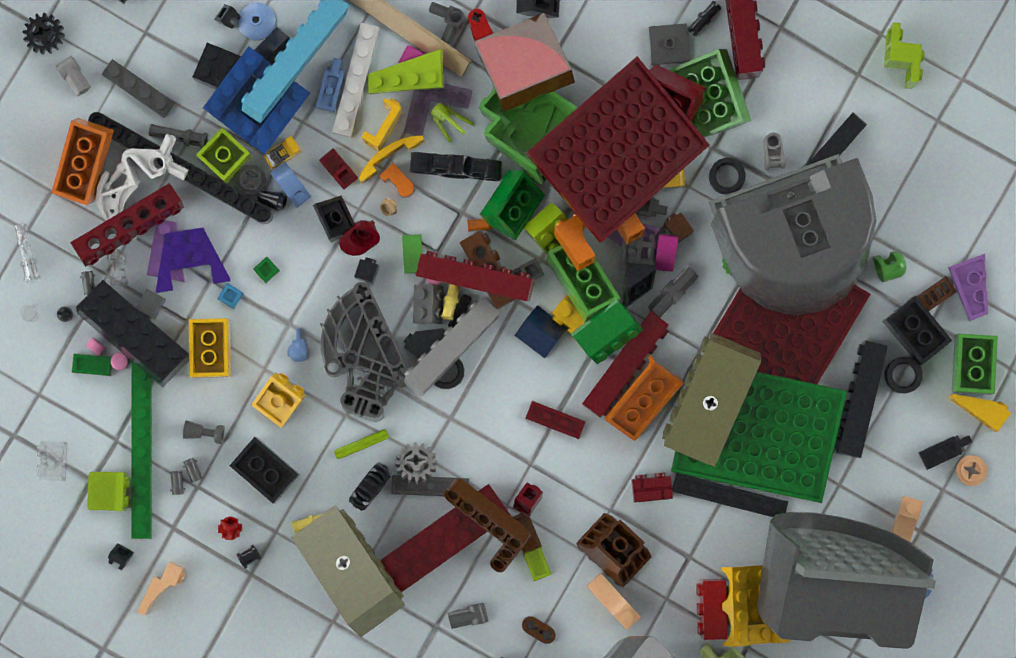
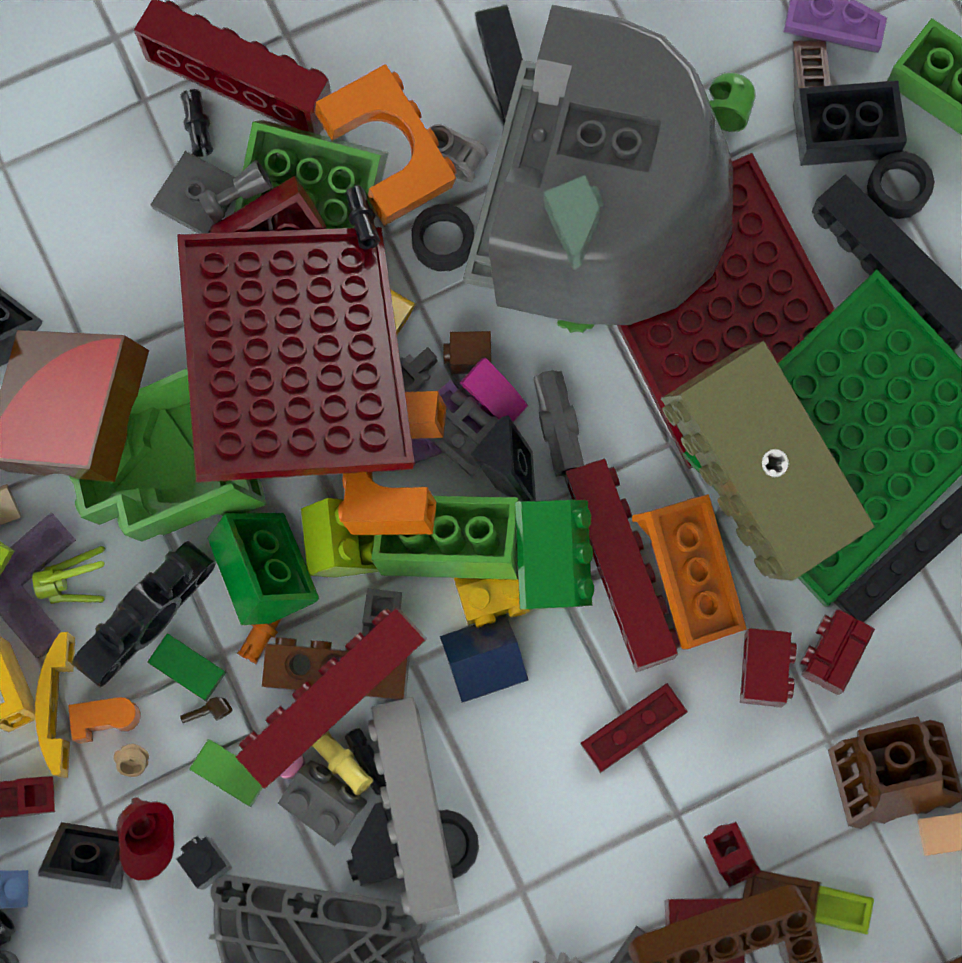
camera: 55 degrees left, 10 degrees down
(437, 227) = (217, 706): none -> dark brown hand
(445, 201) = (186, 667): none -> green tile
(622, 461) = (766, 667): none -> dark red brick
(687, 68) = (246, 185): none -> dark grey piece
(707, 133) = (362, 217): none -> black axle
(755, 240) = (574, 215): none -> sand green slope
(771, 102) = (381, 99): none -> orange arch

